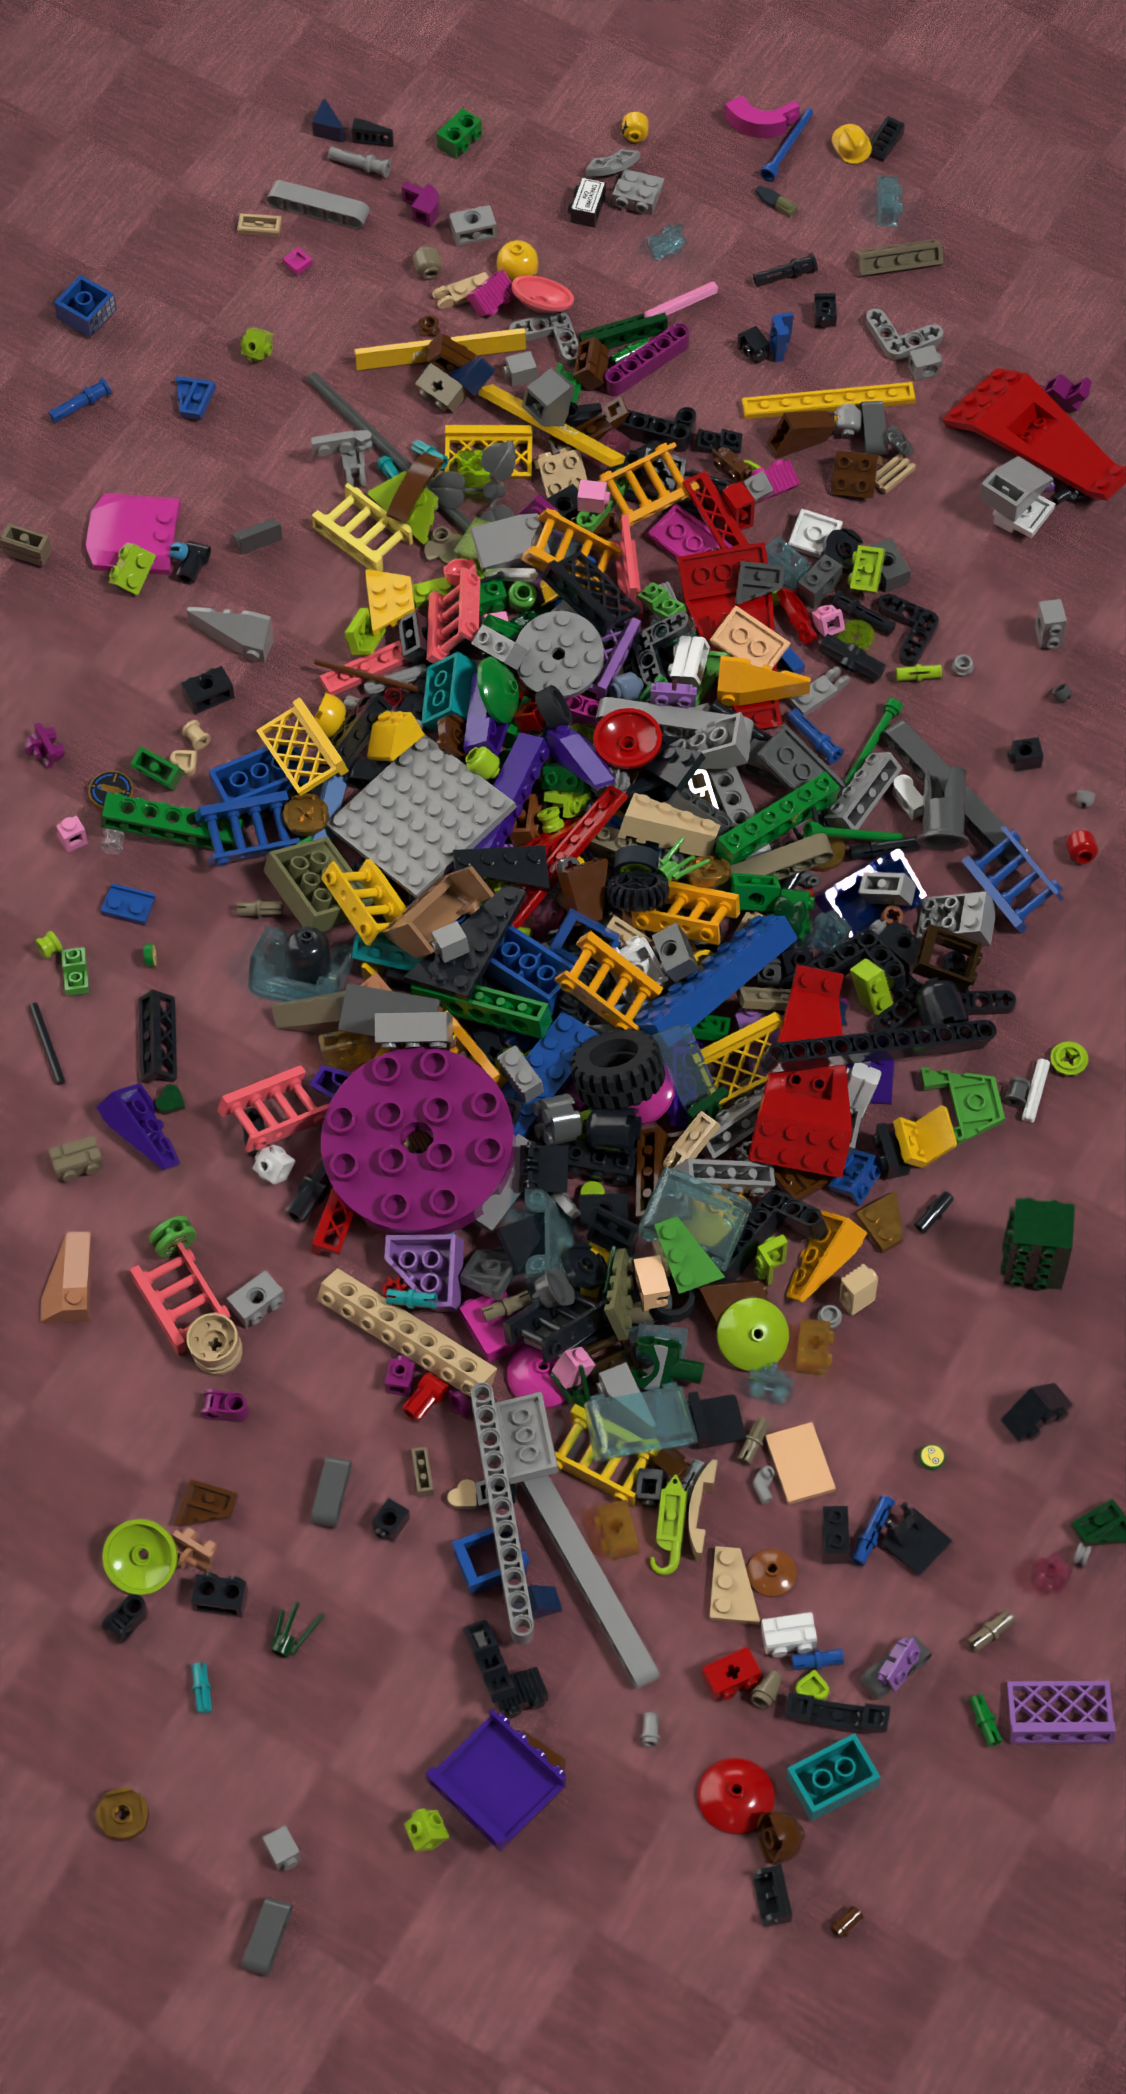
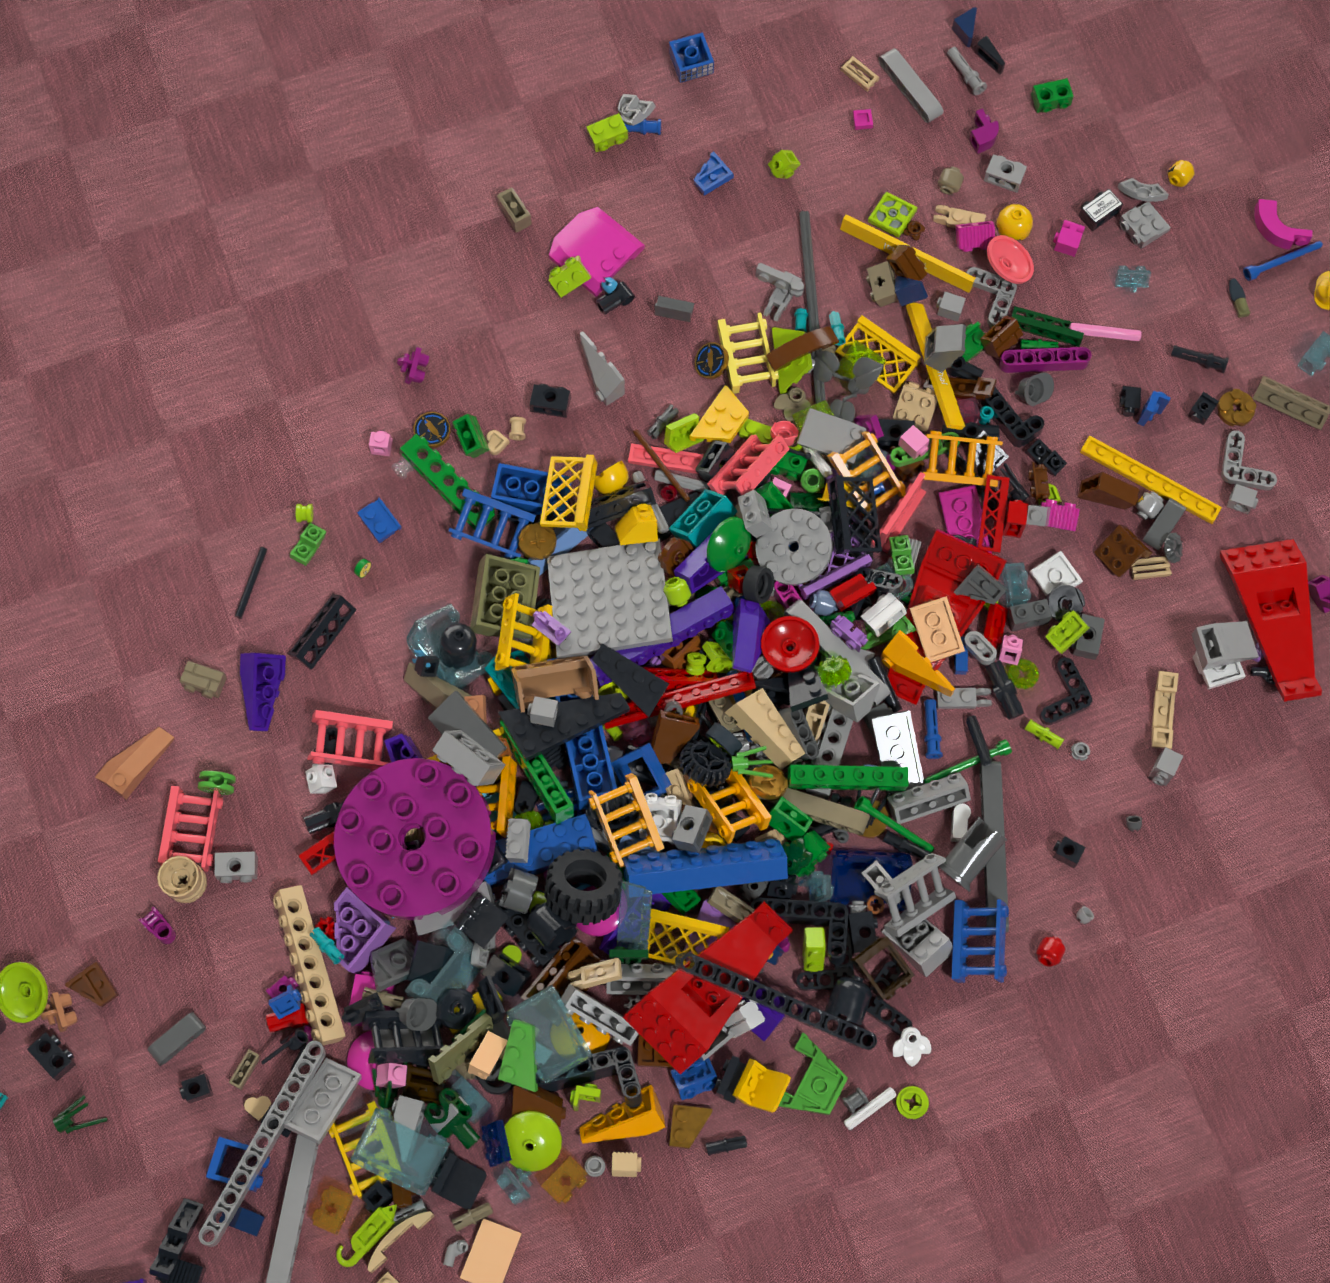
camera: 35 degrees right, 10 degrees up
(59, 421) = (607, 132): none -> lime bracket
(67, 387) = (633, 109): none -> light grey brick
(170, 1100) = (296, 681): dark green tile -> none
(259, 908) = (459, 586): dark tan axle -> none
(292, 991) = (425, 665): none -> black piece
(332, 639) = (662, 421): none -> dark grey pin
(335, 555) = (711, 360): none -> tile
(344, 1049) = (423, 729): clear yellow brick -> none
(388, 873) = (550, 627): none -> medium lavender hinge
(397, 324) = (892, 214): none -> lime piece
(415, 1376) = (286, 1002): none -> blue bracket
(454, 1403) = (295, 1041): none -> black plant
(492, 1334) = (355, 1012): none -> black hinge
(580, 244) = (1068, 238): none -> dark pink brick
(635, 436) = (986, 415): none -> teal pin
(646, 657) = (852, 592): none -> red panel
(659, 388) = (1036, 388): none -> dark grey piece
(690, 731) = (834, 671): none -> clear neon green gear
(725, 1354) = (496, 1143): none -> clear blue plate
(801, 634) = (982, 647): none -> light grey plate
(854, 608) = (1037, 651): black pin -> none
(857, 283) = (1238, 398): none -> pearl gold plate
(866, 714) = (979, 741): none -> black axle
(941, 876) = (926, 906): none -> light grey fence
(1005, 582) = (1164, 709): none -> tan slope
(1029, 1012) = (911, 1049): none -> white plate
(1037, 1243) = (766, 1229): dark green brick -> none

